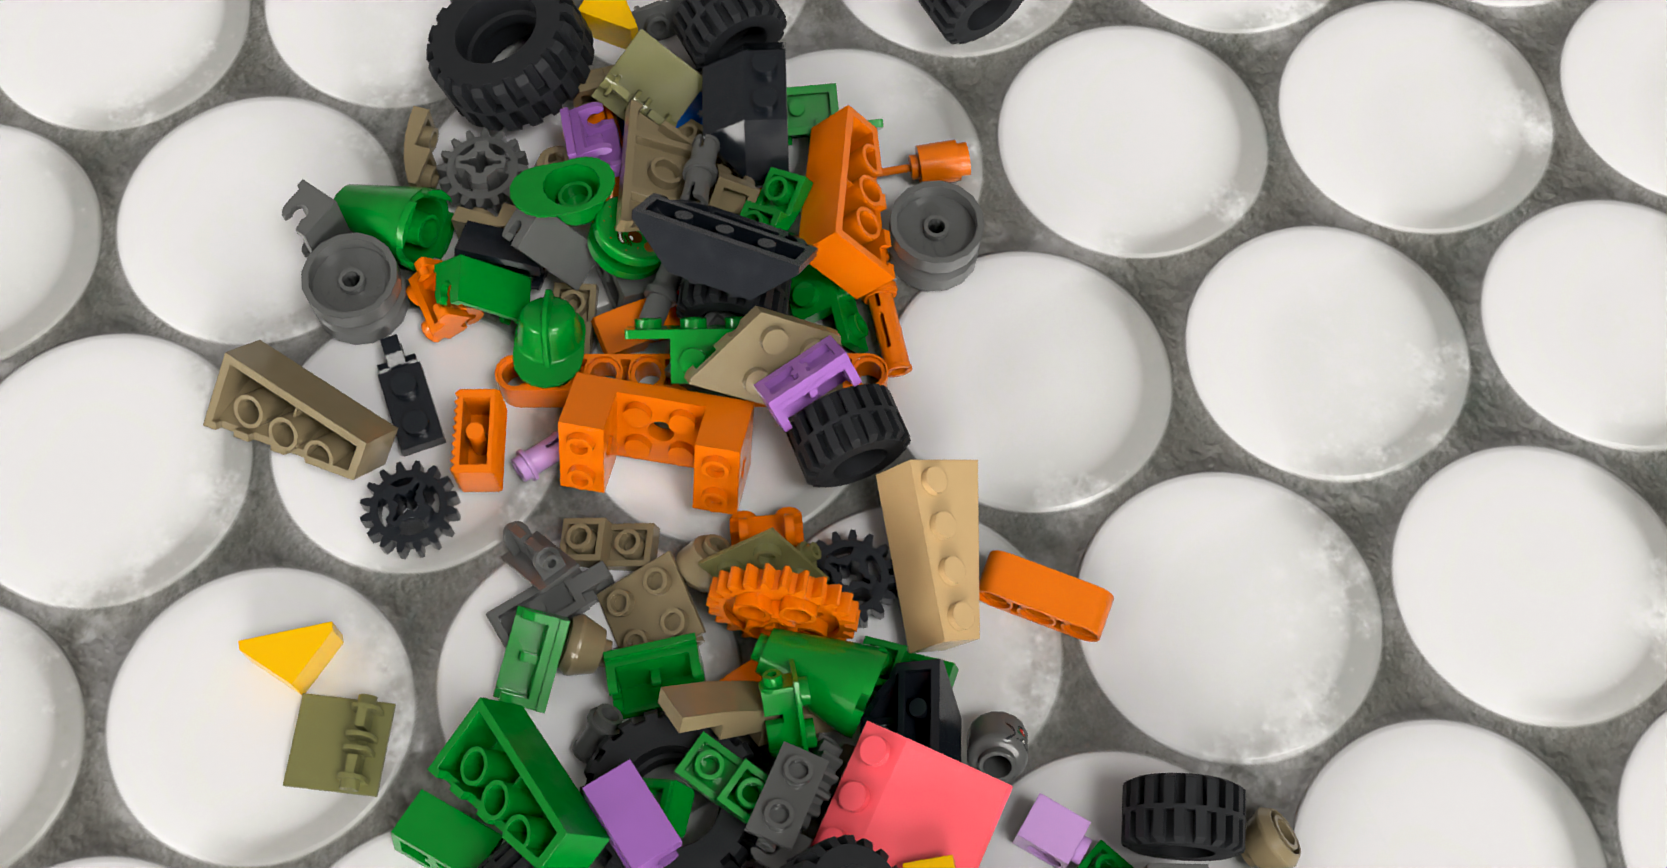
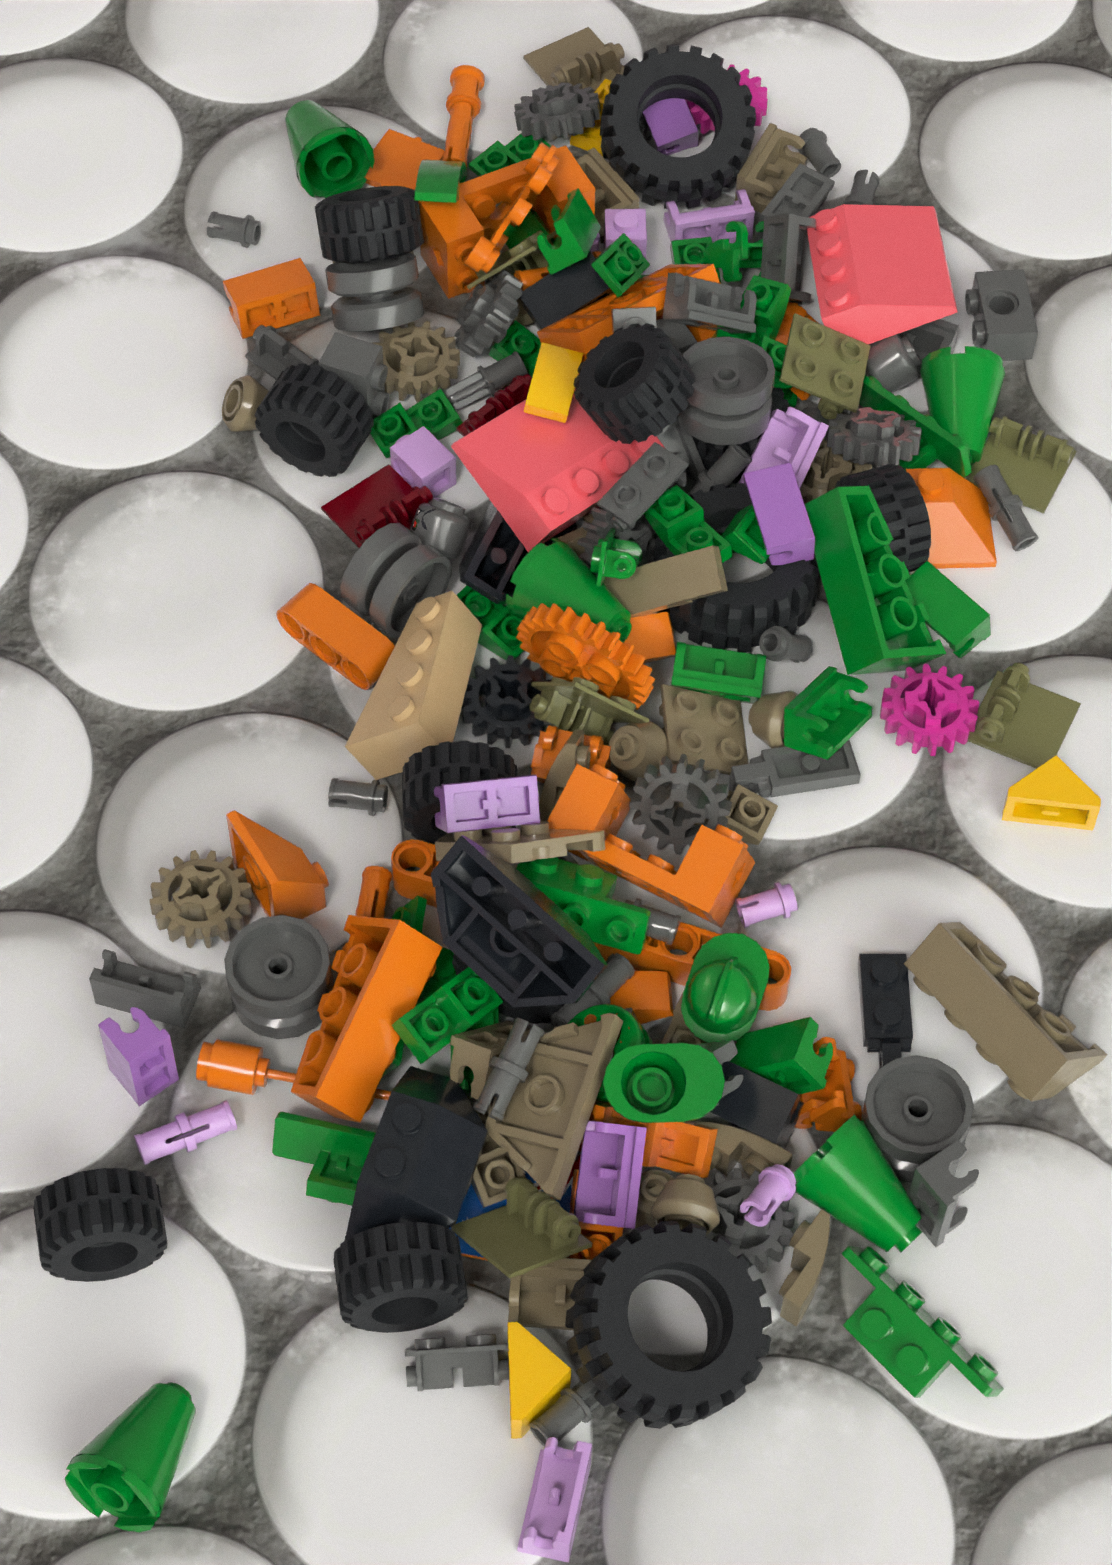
camera: 160 degrees left, 10 degrees down
(323, 136) = (906, 1336): none -> green bracket
(411, 528) = (909, 890): black gear -> none
(416, 718) = (929, 709): none -> dark pink gear
(459, 170) = (774, 1187): none -> lavender pin
(479, 440) = (824, 921): orange brick -> none
(523, 139) = (687, 1202): none -> dark tan cone
(536, 557) = (796, 799): dark grey hinge -> none
(632, 365) = (661, 924): none -> dark grey pin
(643, 504) = (661, 809): none -> dark grey gear
(760, 491) = (561, 770): none -> dark tan slope
(948, 439) = (358, 795): none -> dark grey pin
(953, 108) = (154, 1145): none -> lavender pin
(984, 323) = (276, 869): none -> orange slope
(1010, 654) = (392, 576): none -> dark grey wheel
(1016, 123) = (139, 1059): none -> medium lavender hinge
(1044, 204) = (155, 993): none -> dark grey hinge
(1046, 307) = (200, 899): none -> dark tan gear
(1072, 762) = (376, 503): none -> dark red hinge

